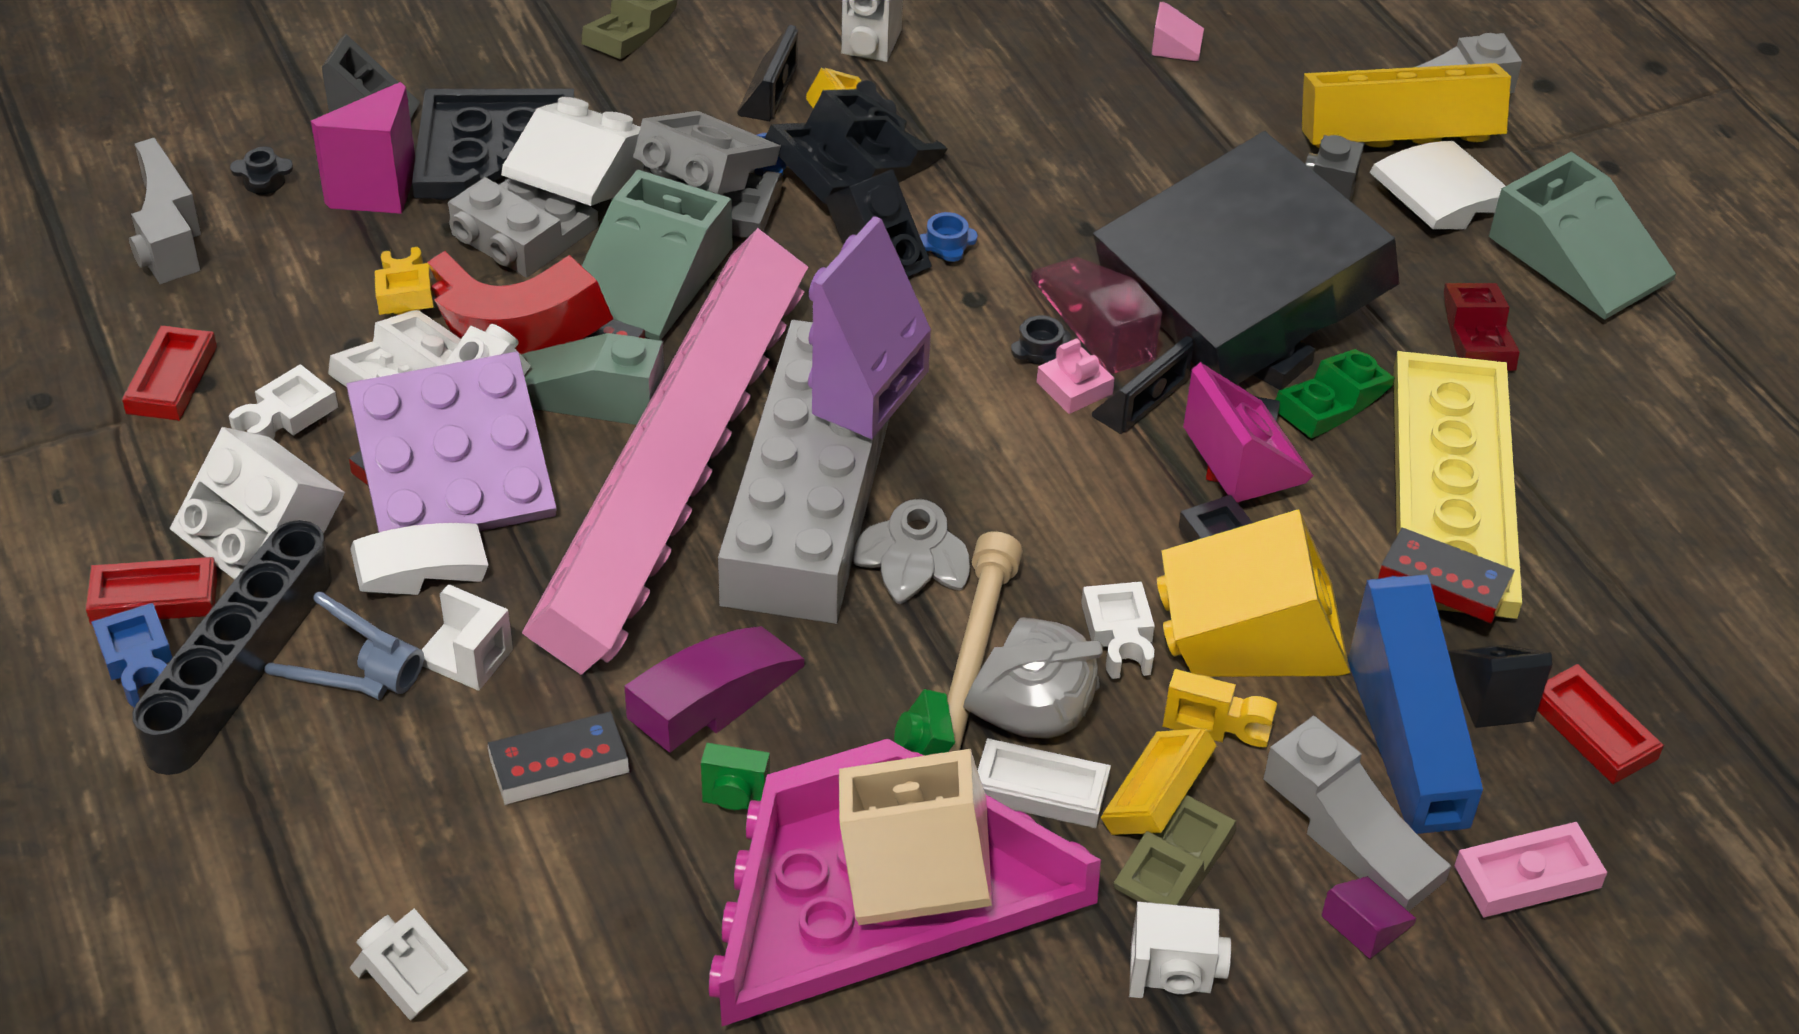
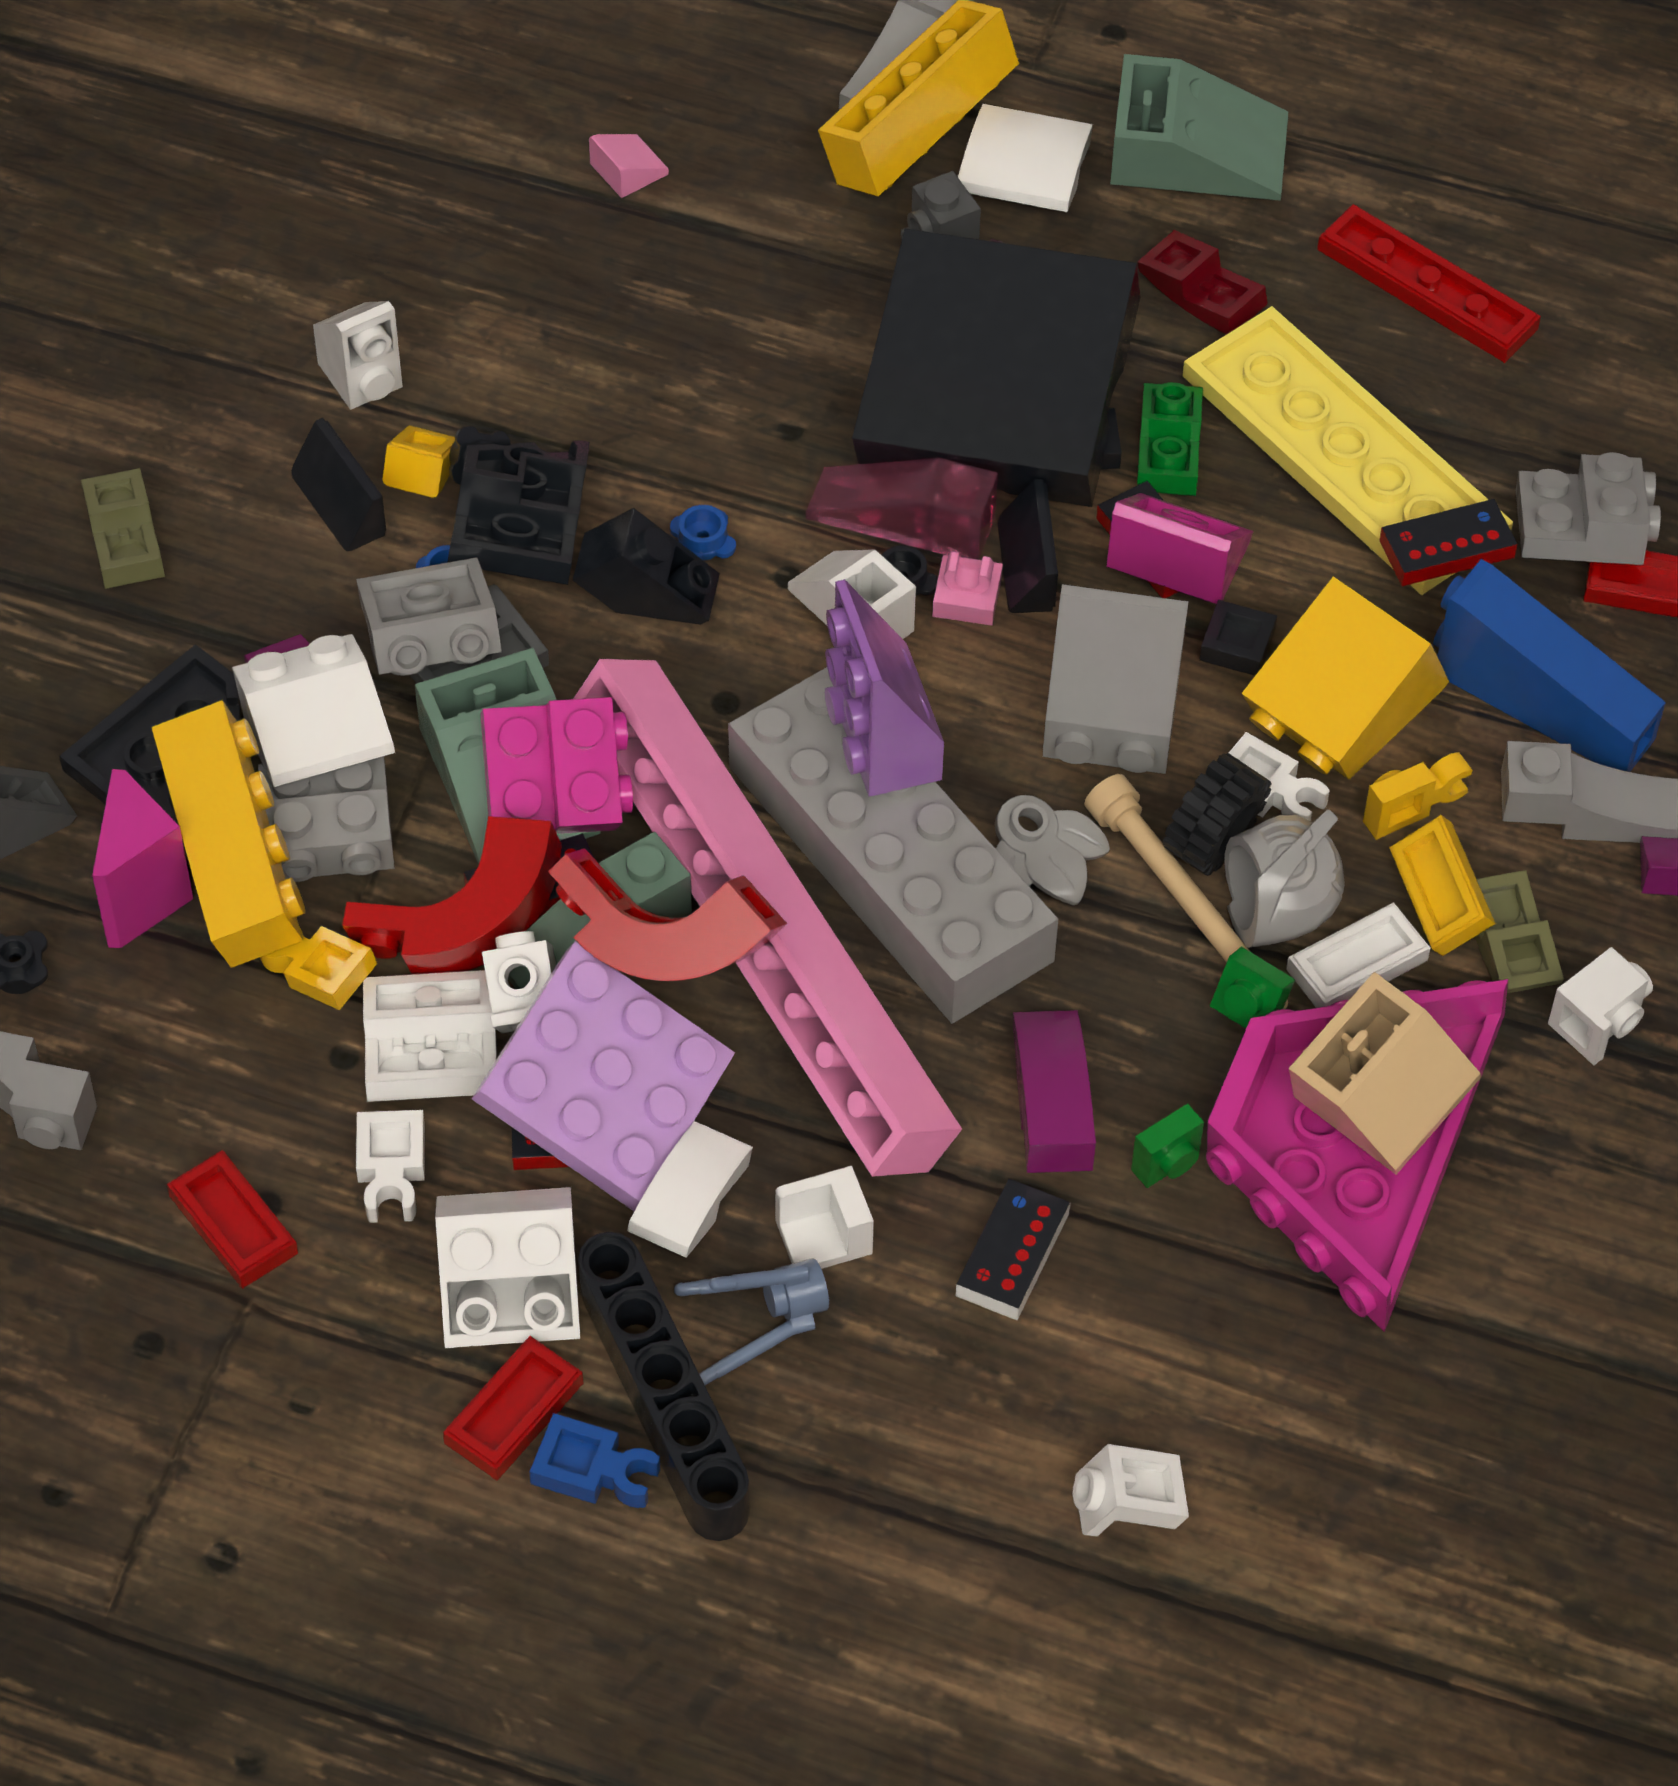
camera: 45 degrees left, 10 degrees up
(430, 171) = (228, 833): none -> yellow brick
(555, 373) = (657, 947): none -> arch
(660, 270) = (557, 764): none -> dark pink plate
(983, 332) = (870, 576): none -> white slope
(1042, 591) = (1215, 810): none -> black tyre
(1070, 471) = (1114, 679): none -> light grey slope
(1501, 682) = (1571, 588): black slope -> none
(1594, 643) = (1590, 515): none -> light grey plate
(1659, 436) = (1429, 283): none -> red tile

